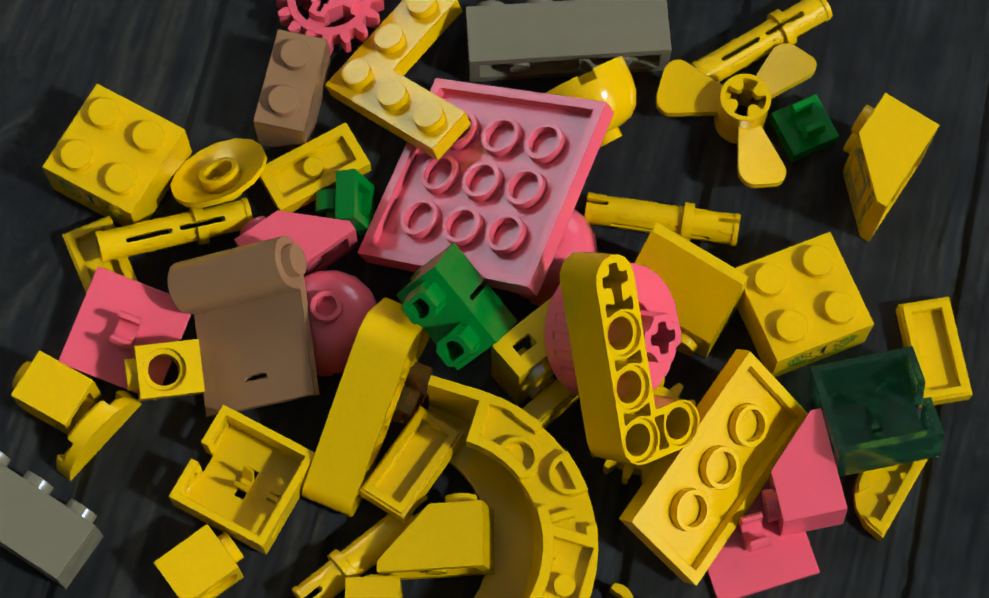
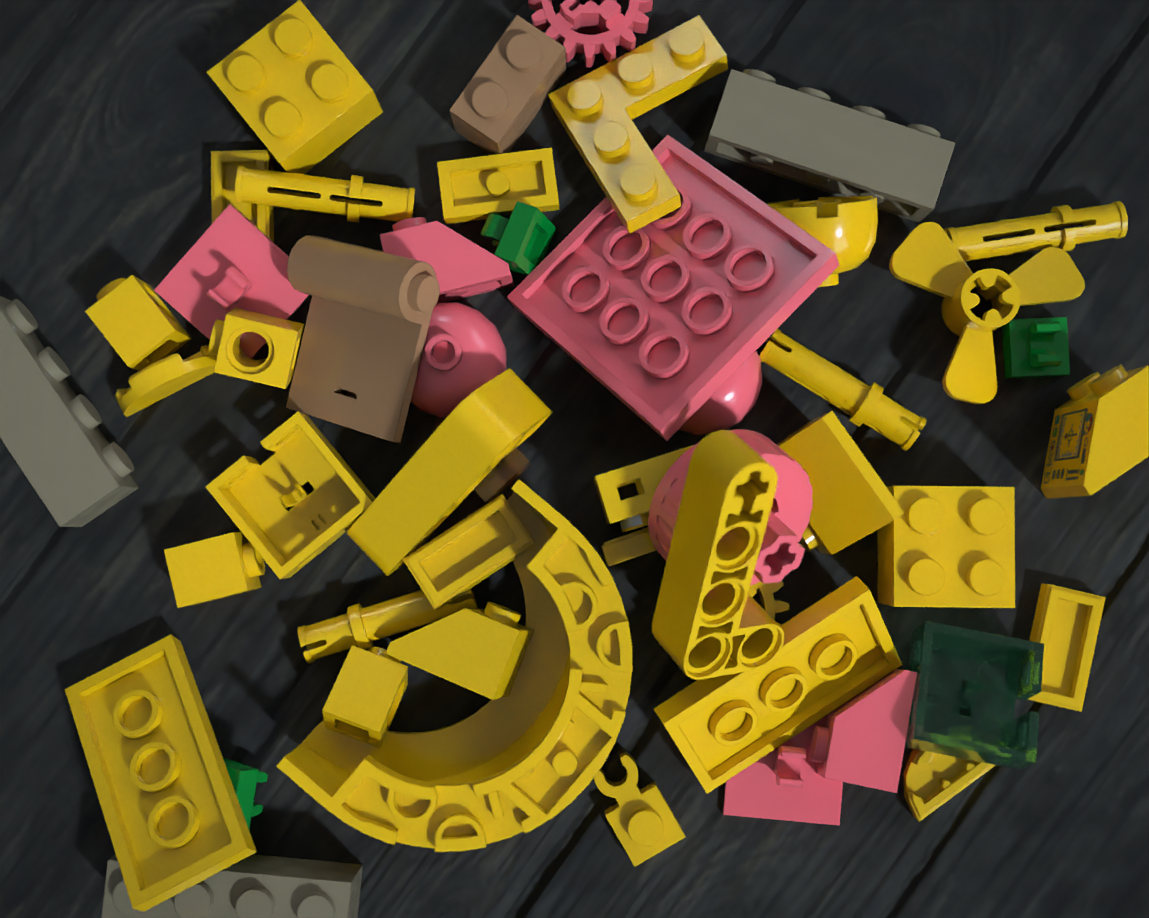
camera: 25 degrees right, 15 degrees up
(218, 173) = (395, 151): yellow dish -> none
(442, 305) = (571, 419): green hips -> none

